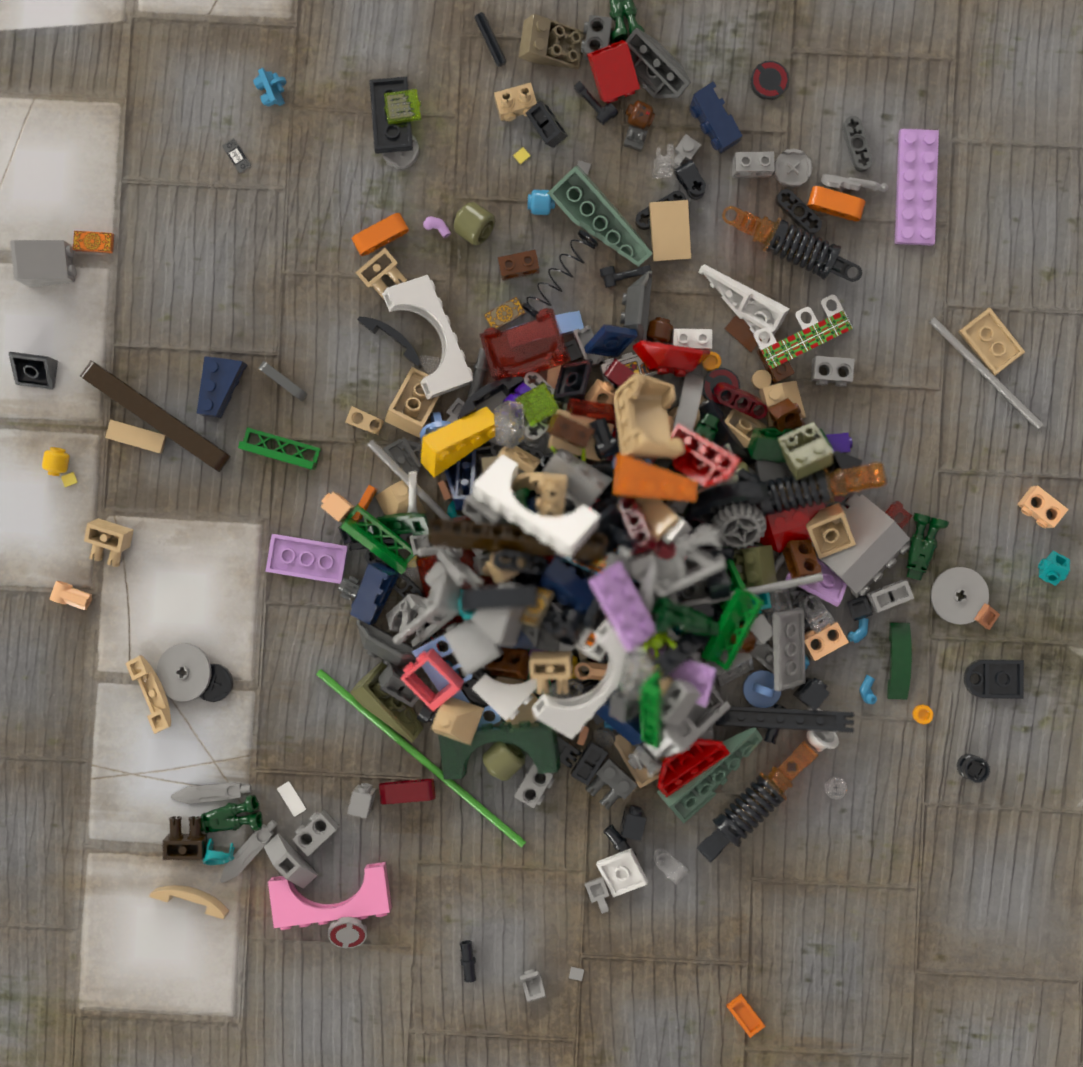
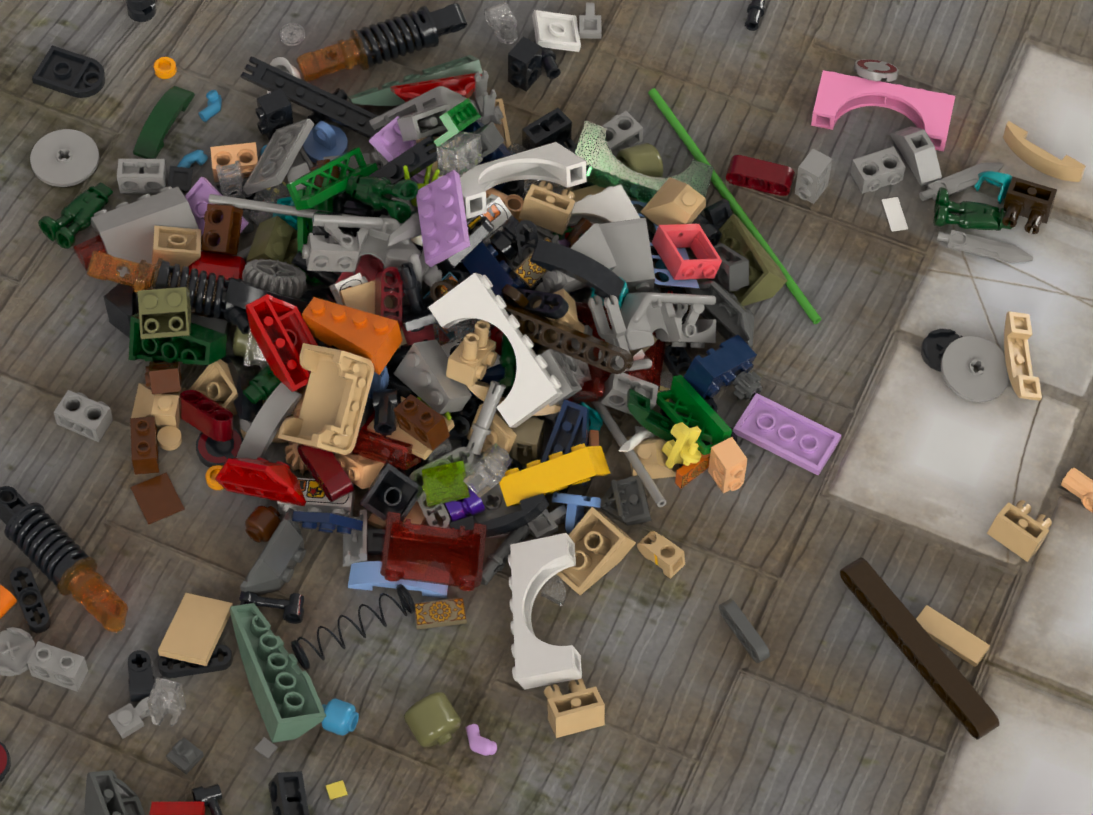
camera: 160 degrees left, 30 degrees down
(33, 370) = (1055, 754): black slope -> none
(55, 461) = (1060, 637): yellow head -> none
(69, 479) = (1051, 619): light yellow window -> none
(217, 385) = (824, 652): dark blue wedge -> none
(292, 459) = (782, 552): green fence -> none
(374, 325) = (606, 652): black slope -> none
(376, 506) = (685, 448): none -> light yellow hips
(380, 234) = (555, 754): orange beam -> none
(426, 740) = (718, 213): none -> black tile
(518, 265) = (398, 655): reddish brown brick -> none
(525, 451) = (485, 418): none -> light grey pin
(540, 559) = (514, 296): none -> dark brown tile
(618, 780) = (522, 108): dark grey brick -> none
(640, 114) = (166, 775): reddish brown head -> none
(692, 338) = (229, 500): white brick -> none
(714, 119) = (77, 734): dark blue wedge -> none
(747, 303) = (135, 508): white wedge -> none
(811, 336) = (86, 455): piece -> none
(840, 442) = (116, 340): dark purple brick -> none
(987, 616) = (47, 127): nougat tile -> none

